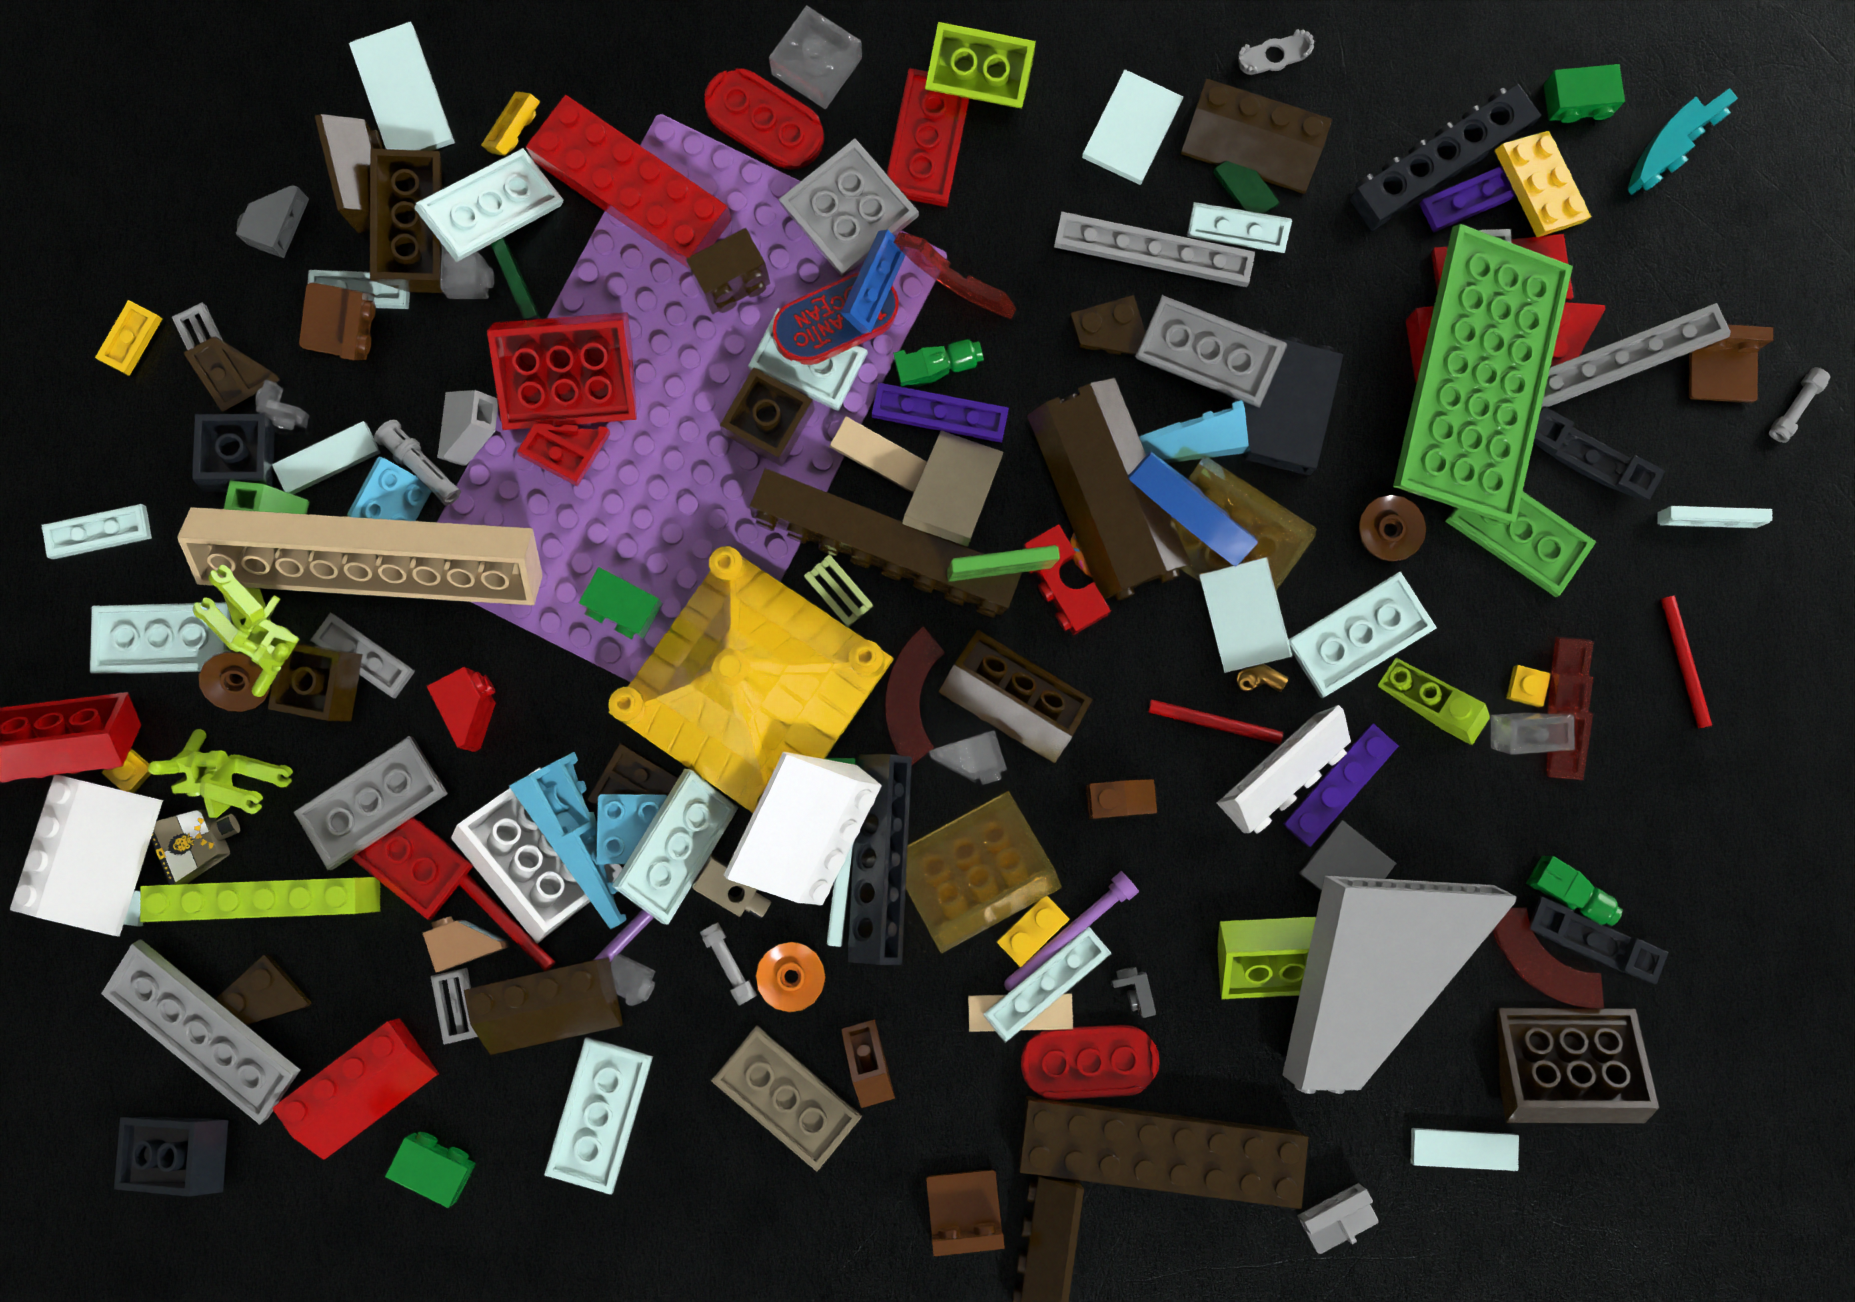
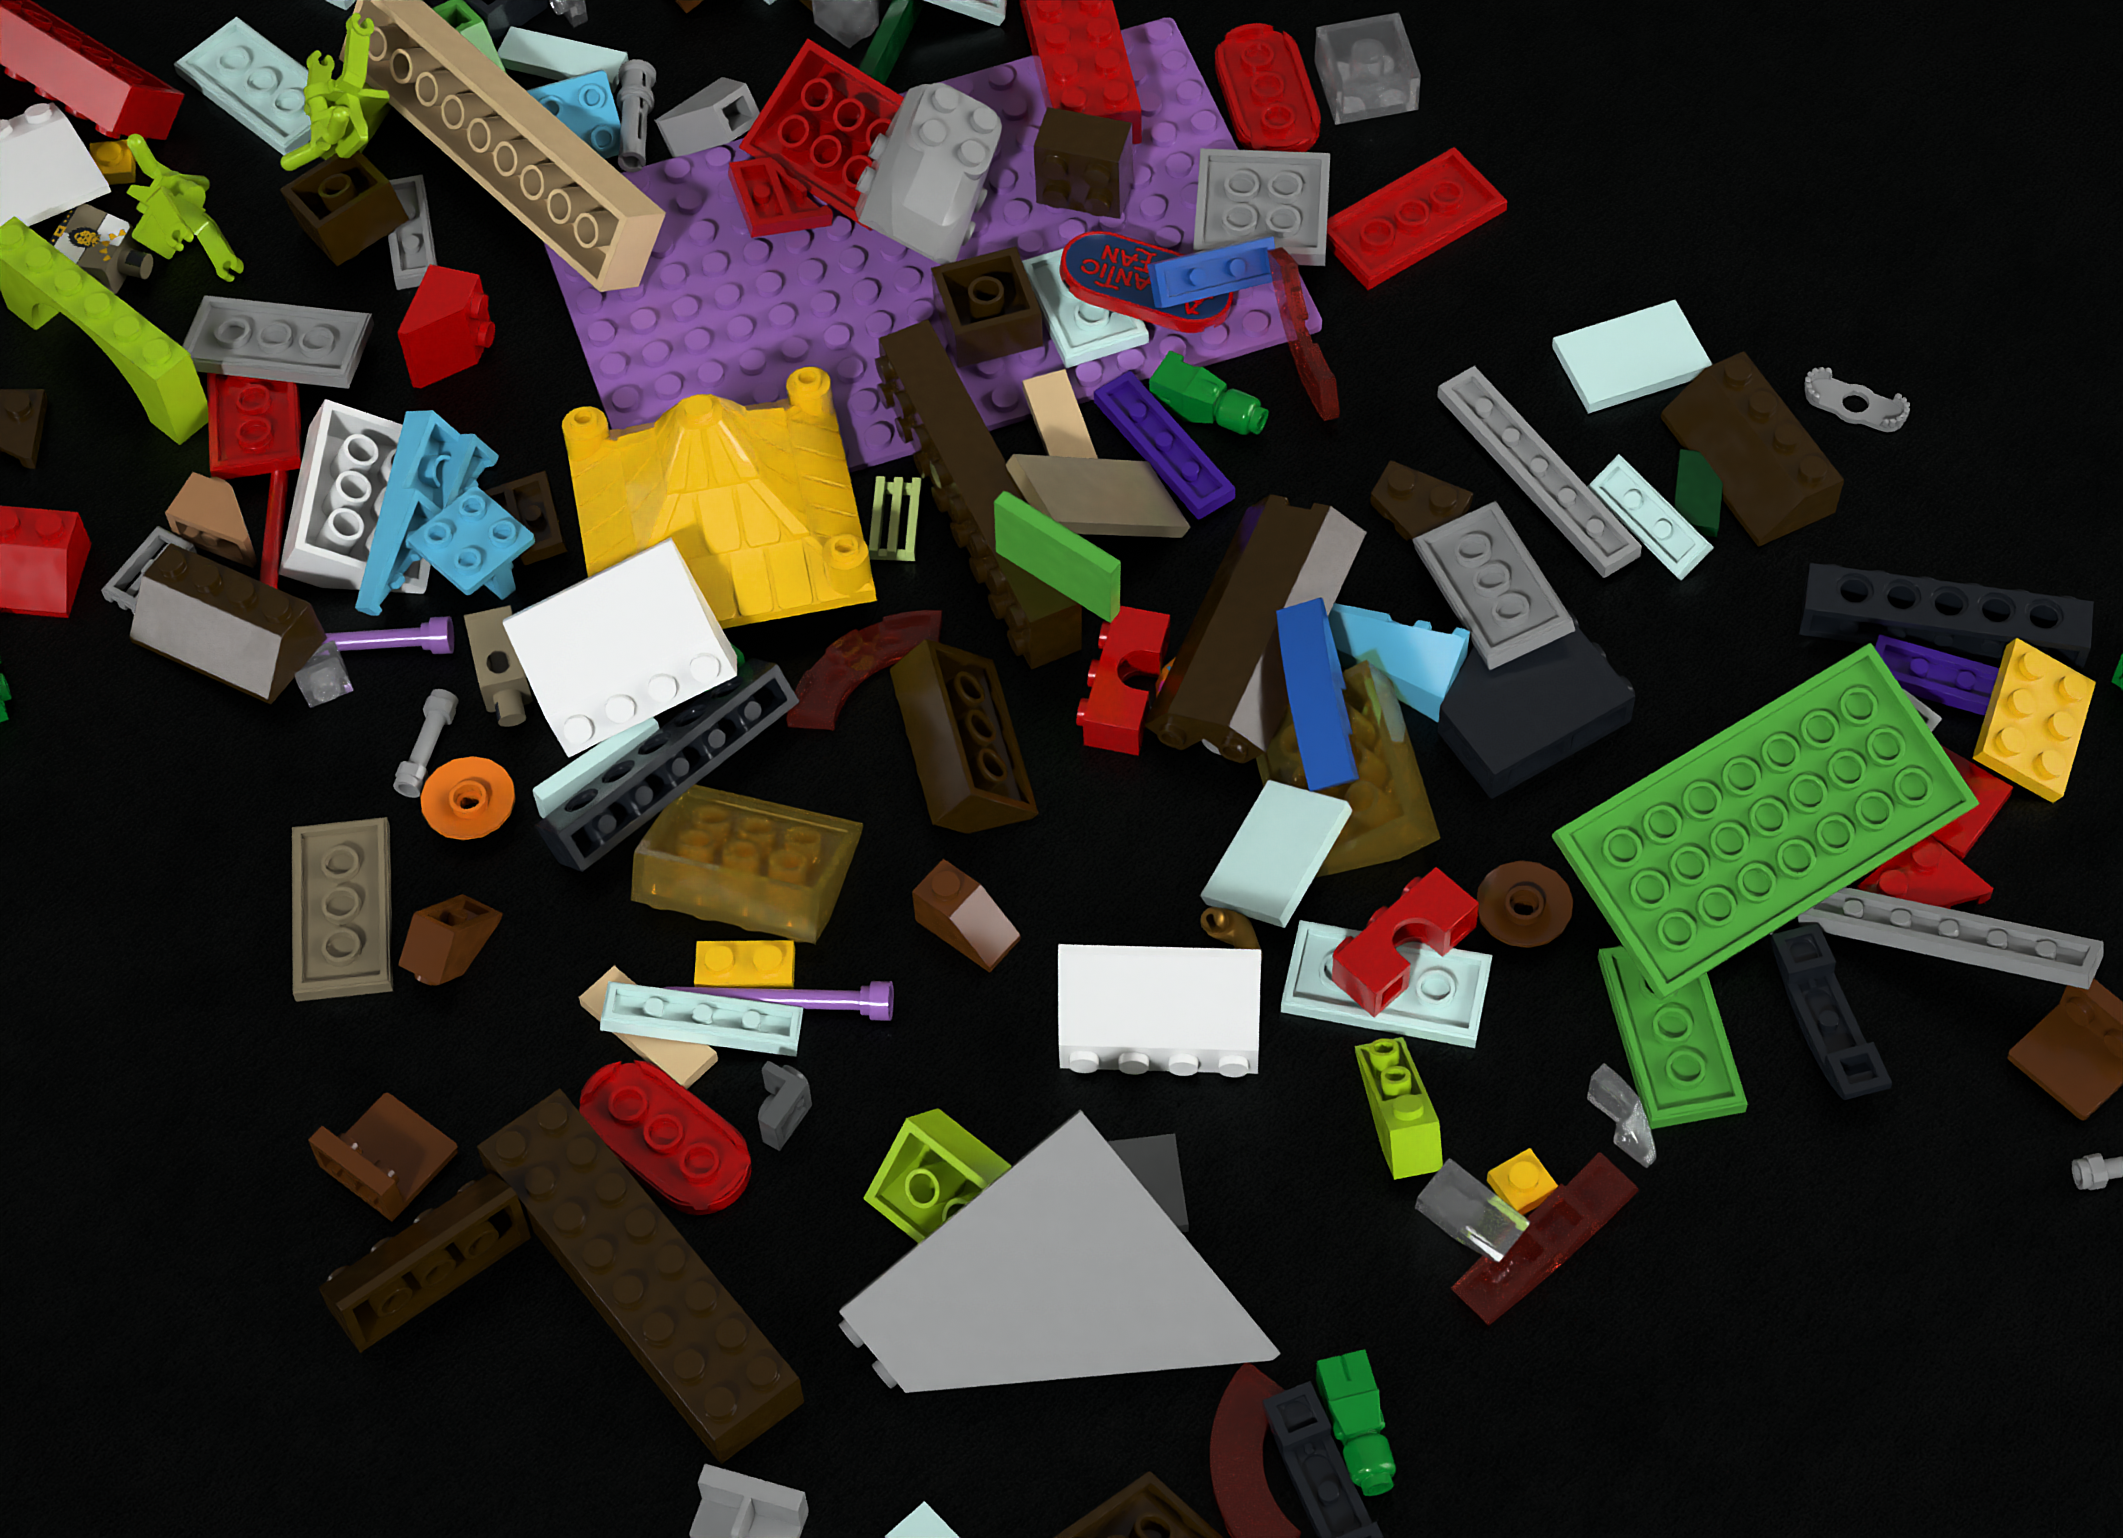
camera: 50 degrees right, 25 degrees down
(223, 688) = (264, 151): reddish brown dish -> none
(598, 1115) = (159, 771): light aqua tile -> none
(620, 603) = (678, 354): green brick -> none
(651, 365) = (930, 171): none -> light grey slope
(675, 846) = (481, 574): light aqua tile -> none
(973, 758) = (861, 756): clear slope -> none
(980, 65) = (1525, 184): lime slope -> none
(1215, 722) = (1119, 904): red bar -> none
(1340, 785) = (1210, 1104): dark purple plate -> none
(1356, 637) = (1428, 912): none -> red arch
(1555, 606) = (1622, 1104): none -> clear slope
(1686, 662) = (1733, 1312): red bar -> none
(1714, 517) = (1913, 1186): light aqua tile -> none

